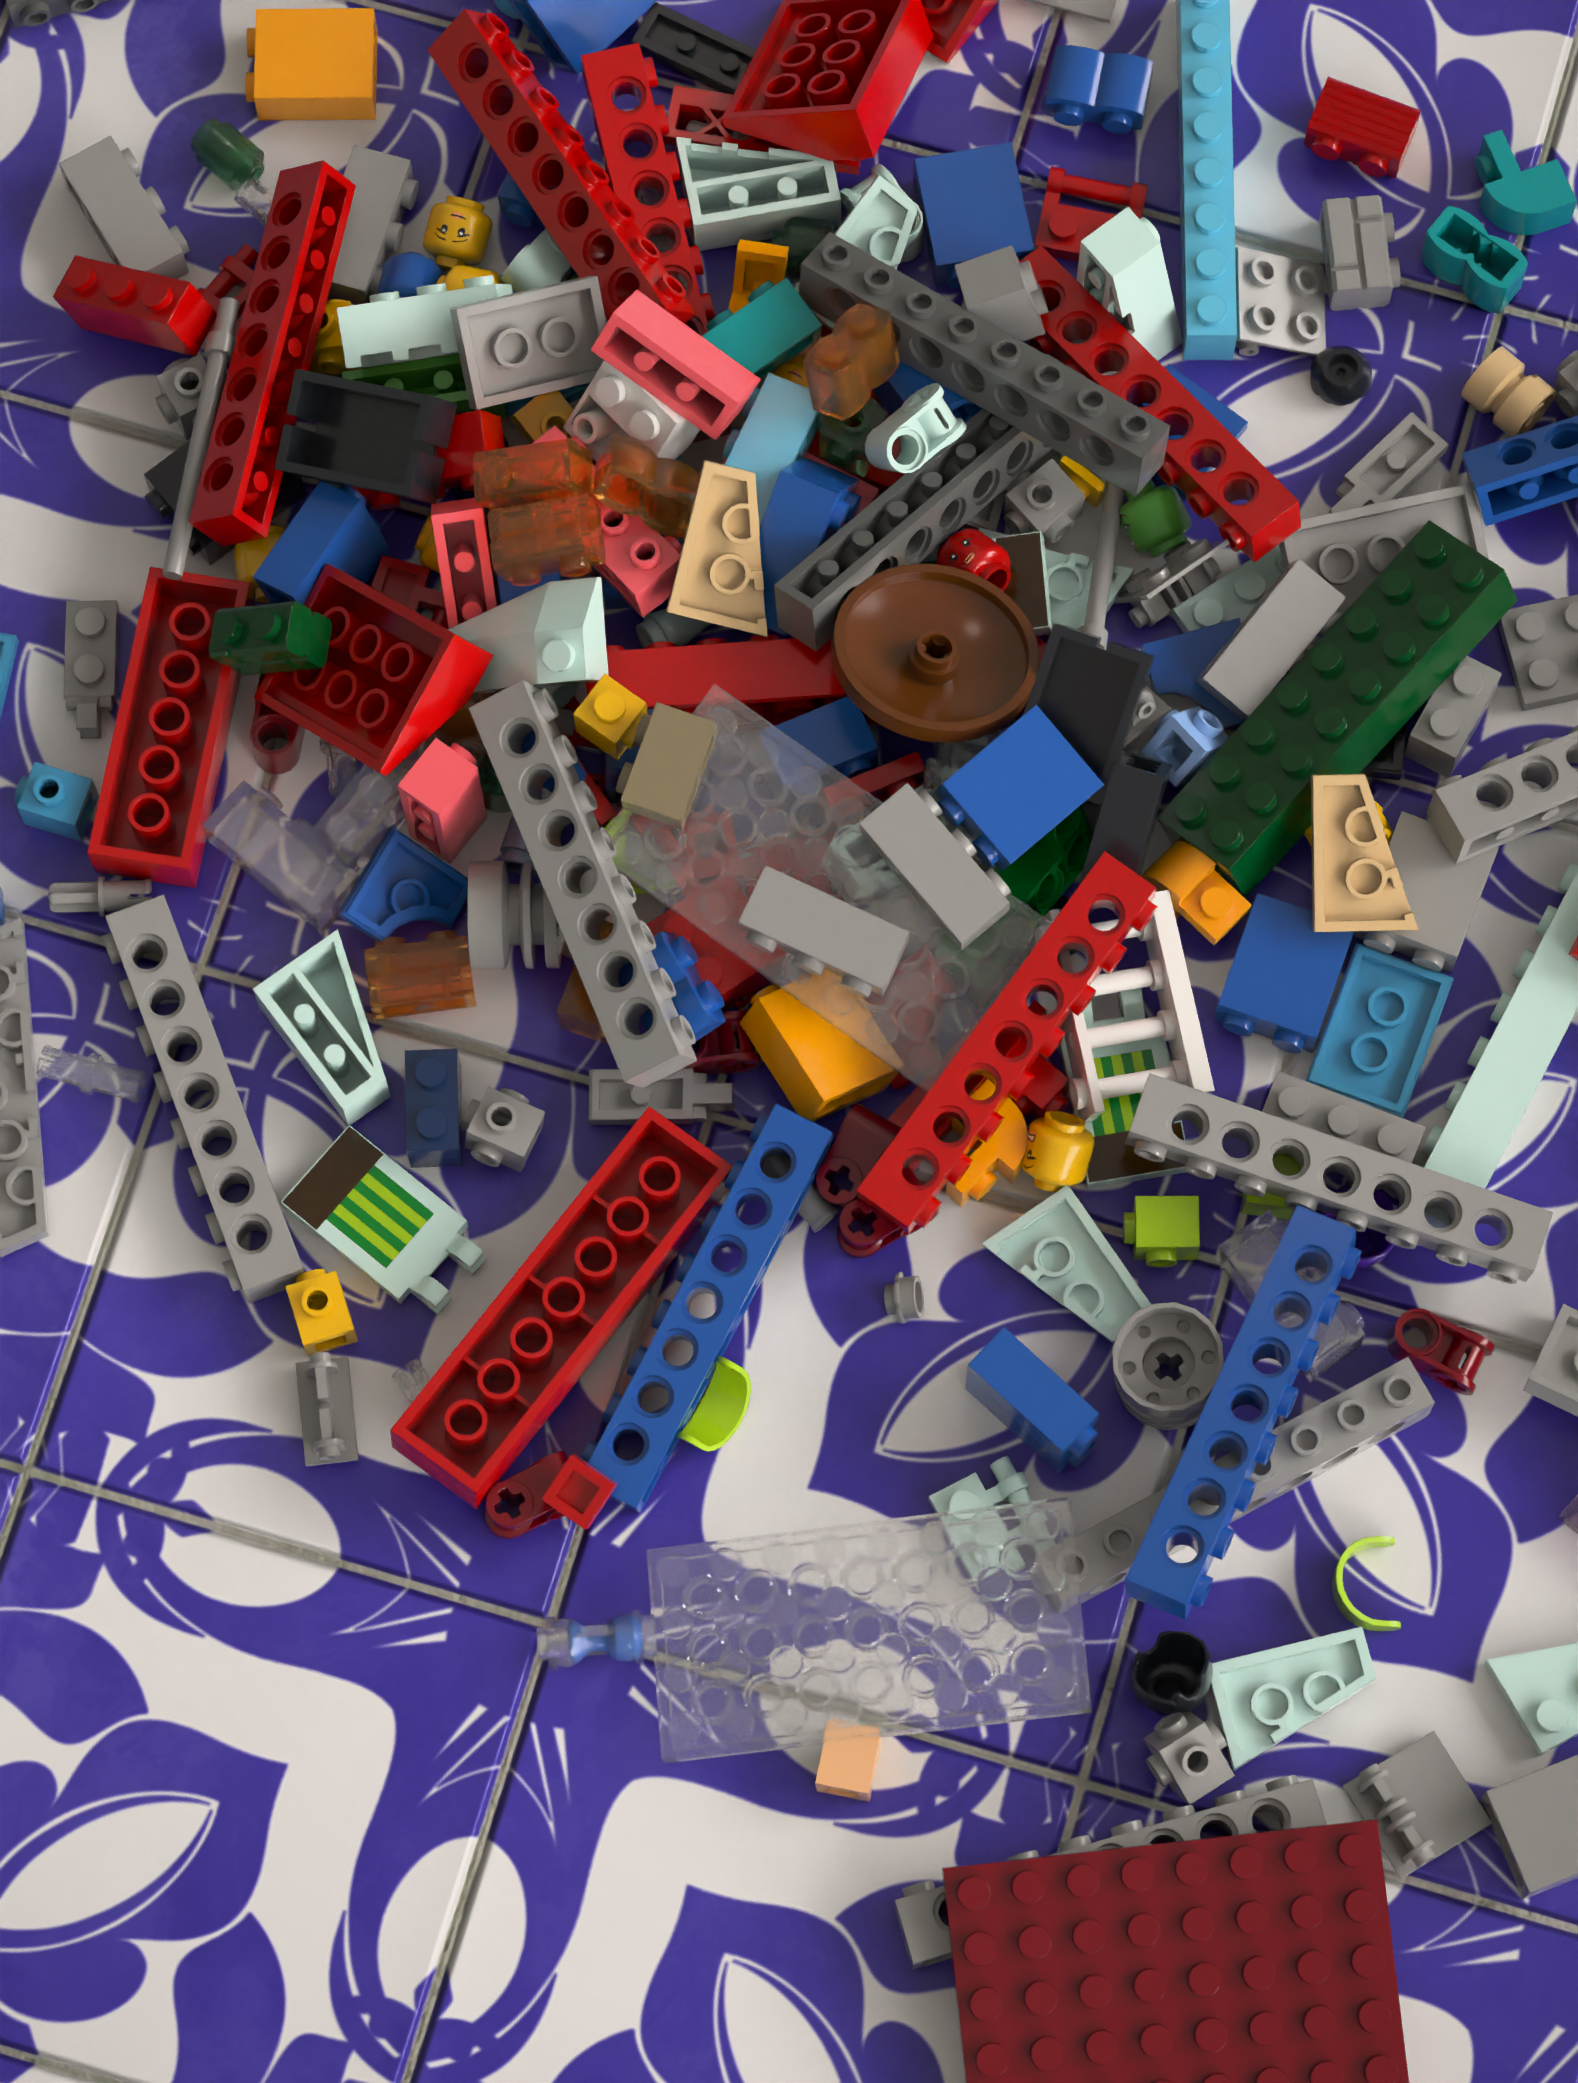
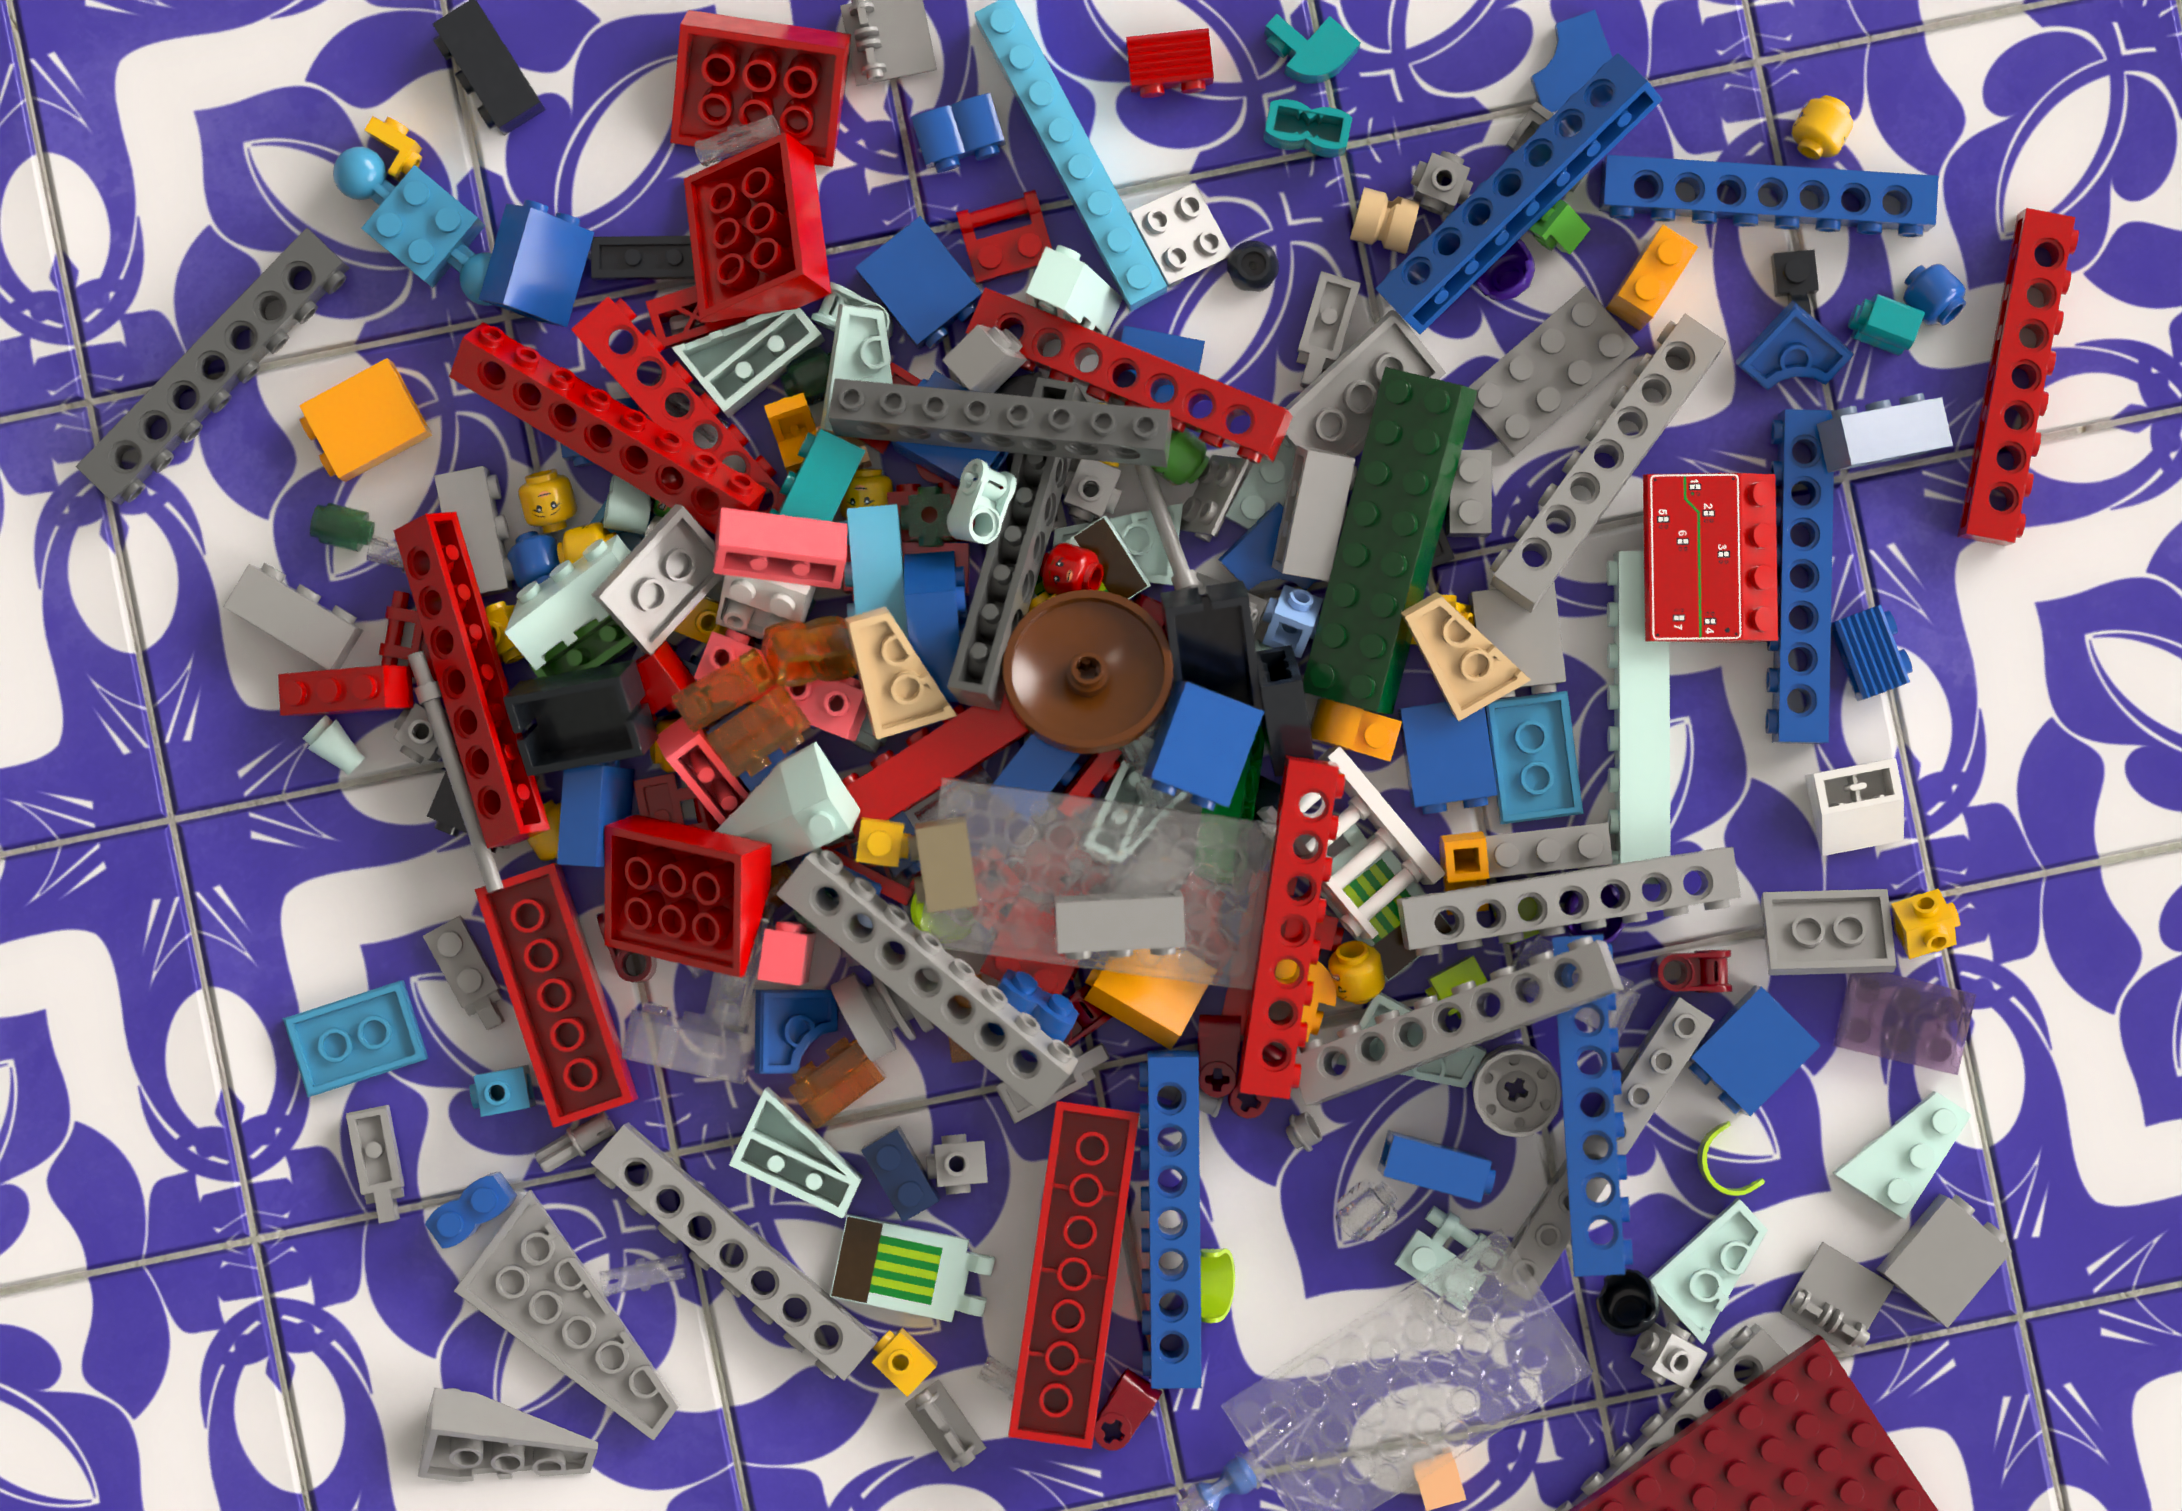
camera: 25 degrees left, 15 degrees up
(89, 362) = (333, 744): none -> light aqua cone
(270, 638) = (597, 906): dark green brick -> none
(579, 1491) = (1158, 1401): red plate -> none
(851, 361) = (906, 474): clear orange brick -> none
(929, 1417) = (1366, 1210): none -> clear head
(936, 865) = (1174, 833): light grey brick -> none
(1245, 1081) = (1464, 862): none -> light orange brick
(1264, 1263) = (1596, 980): none -> light grey brick
(1357, 253) = (1217, 164): light grey brick -> none
(1460, 1470) = (1751, 1052): none -> blue brick

